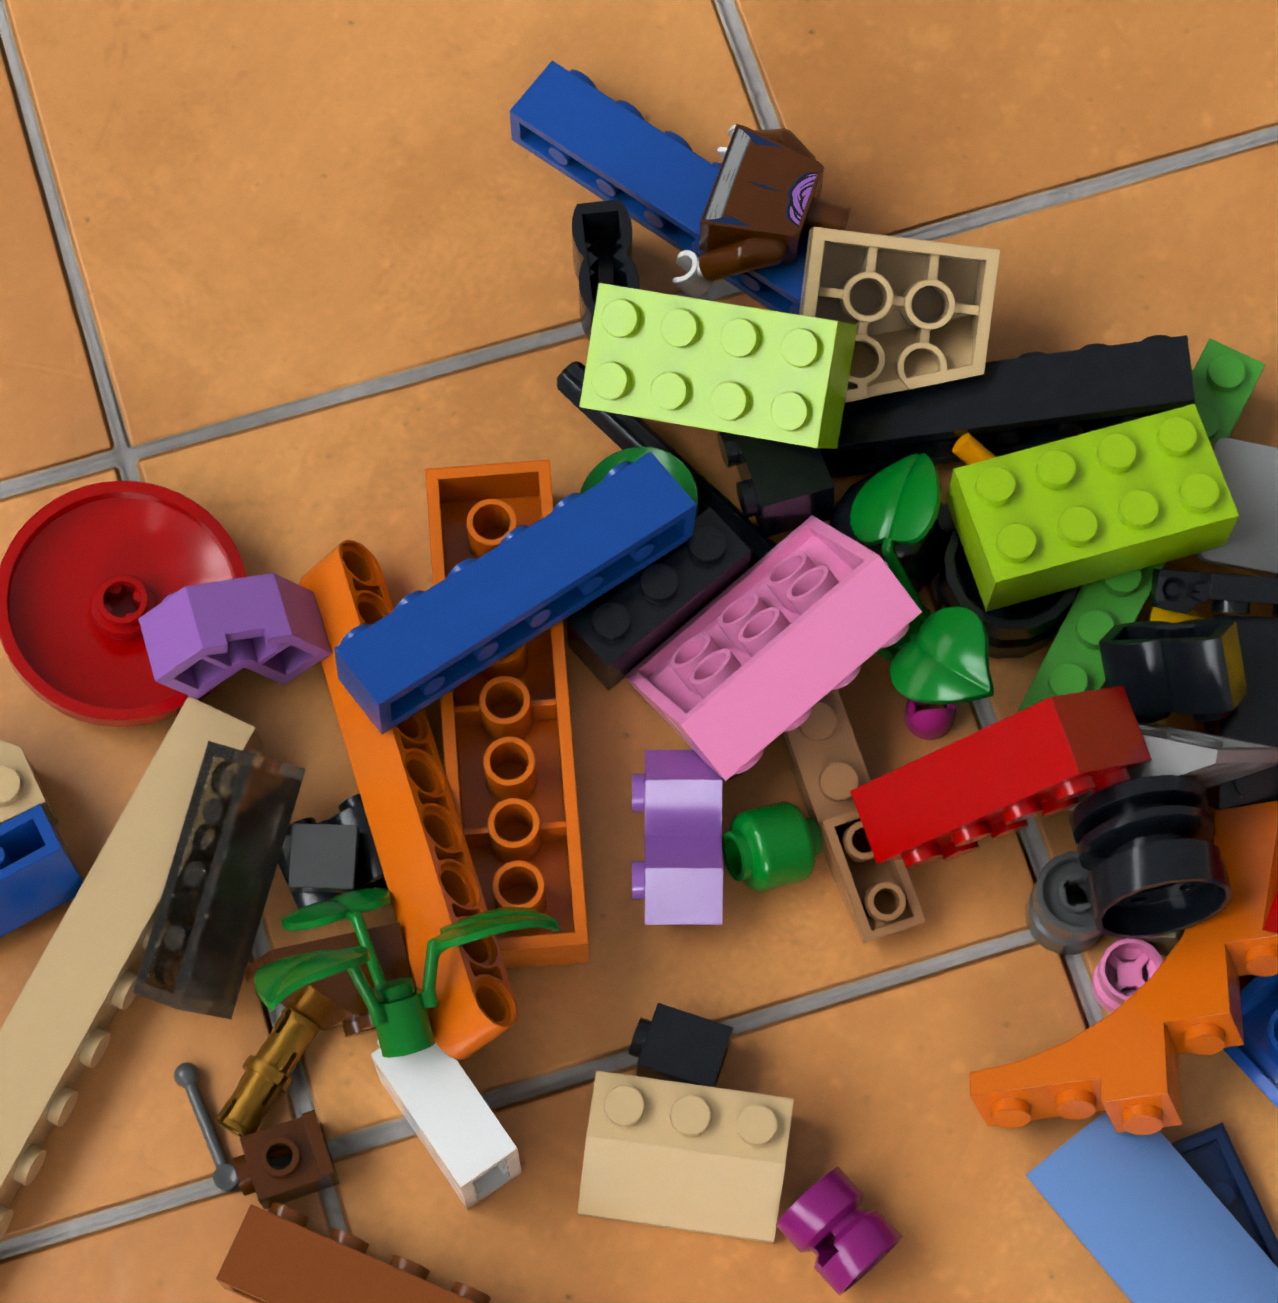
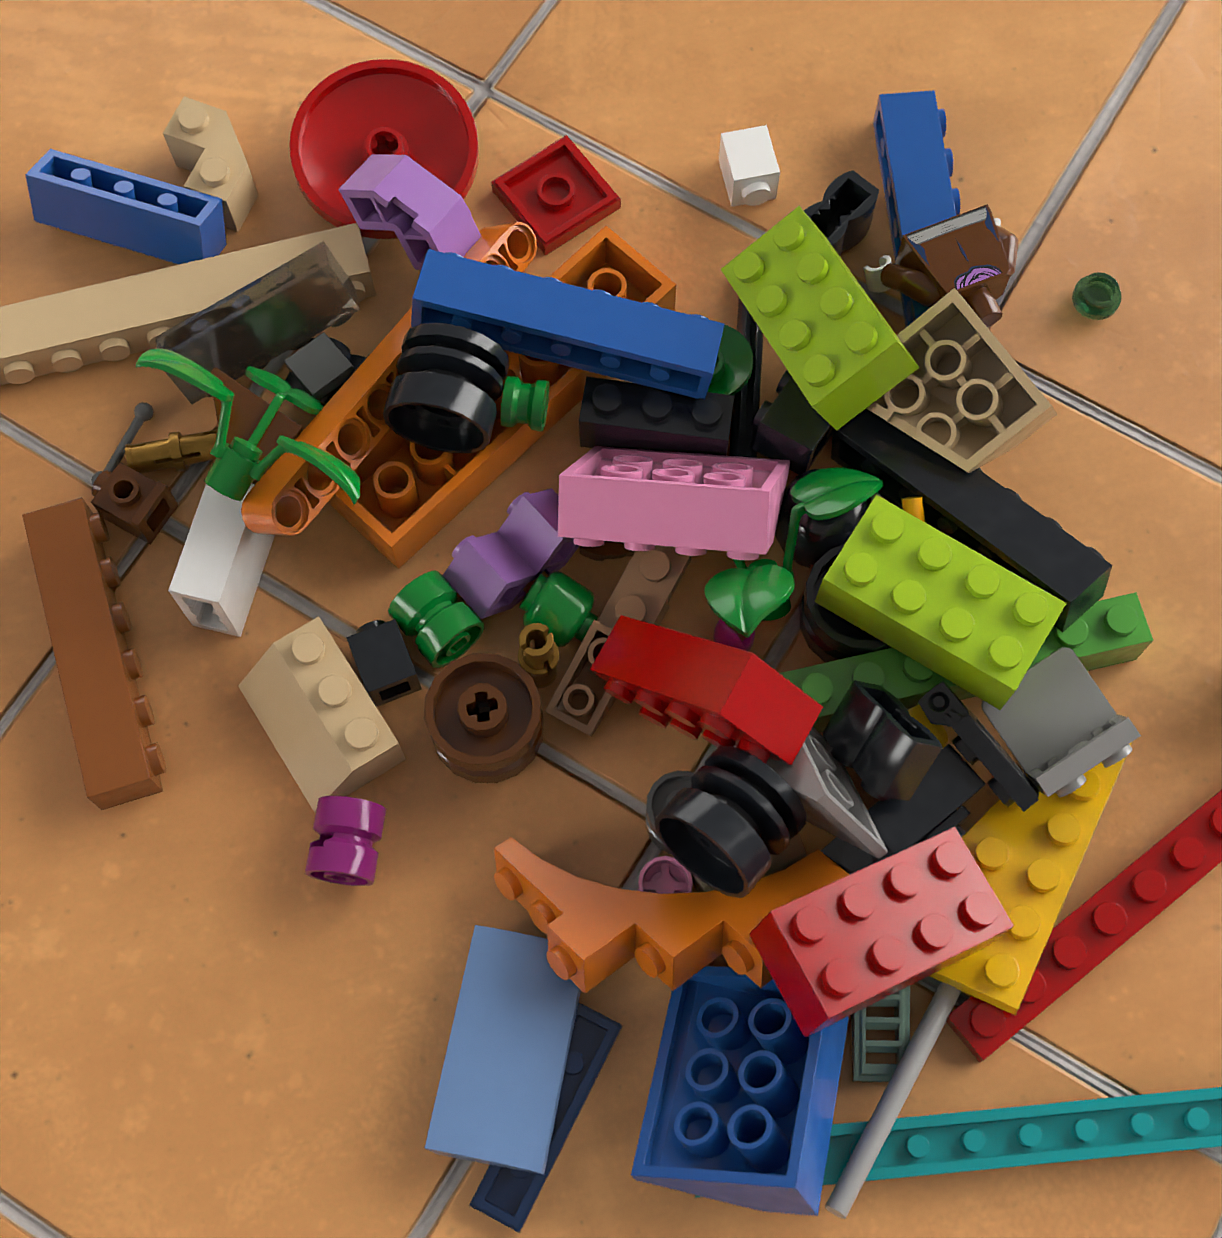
camera: 50 degrees right, 0 degrees up
(315, 486) = (556, 194): none -> red tile
(464, 289) = (749, 166): none -> white brick
(493, 753) = (446, 388): none -> black wheel
(561, 697) = (524, 403): none -> green wheel
(685, 966) = (431, 613): none -> green wheel
(817, 886) = (543, 652): none -> pearl gold pin
(832, 964) = (479, 688): none -> reddish brown wheel
(881, 112) = (1097, 296): none -> clear green plate

